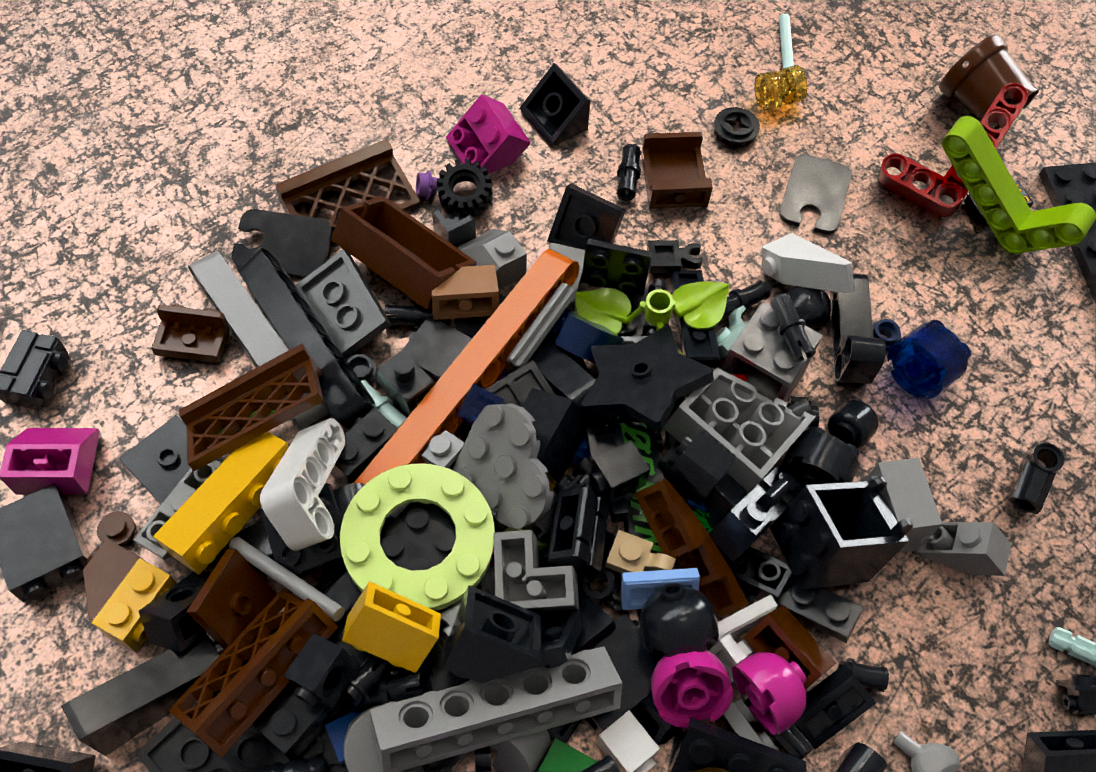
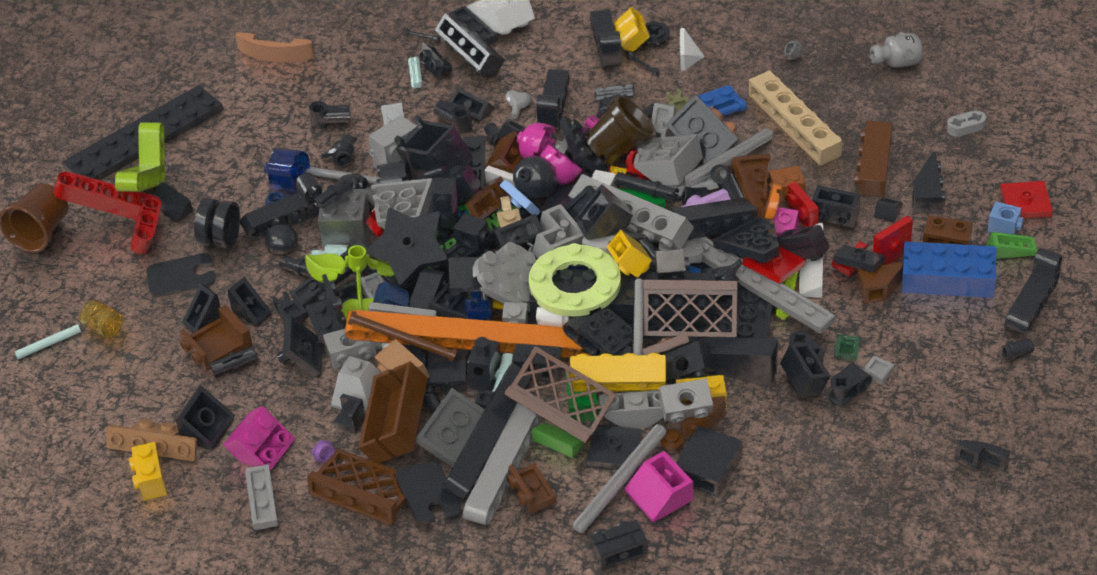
camera: 115 degrees left, 15 degrees down
(111, 548) = (696, 391): none -> light grey brick
(113, 433) = (619, 479): none -> light grey axle
(293, 488) = (583, 331): white beam -> none
(411, 109) = (261, 497): none -> light grey plate
(461, 173) = (312, 416): black tyre -> none
(495, 299) = (402, 336): none -> reddish brown bar
(522, 39) = (148, 471): none -> yellow brick
(577, 61) = (165, 436): none -> medium nougat bracket
(710, 219) = (247, 302): none -> black slope
(726, 120) = (140, 330): black gear -> none
(730, 180) = (202, 309): none -> black slope
(804, 264) = (258, 242): white slope -> none
(867, 236) = (217, 223): none -> black wheel
(895, 433) = (336, 174): none -> light grey bar
(941, 639) = (456, 115): none -> black piece
(943, 454) = (341, 151): none -> black animal
(953, 233) = (173, 202): none -> black slope
(962, 689) = (478, 107): none -> black slope

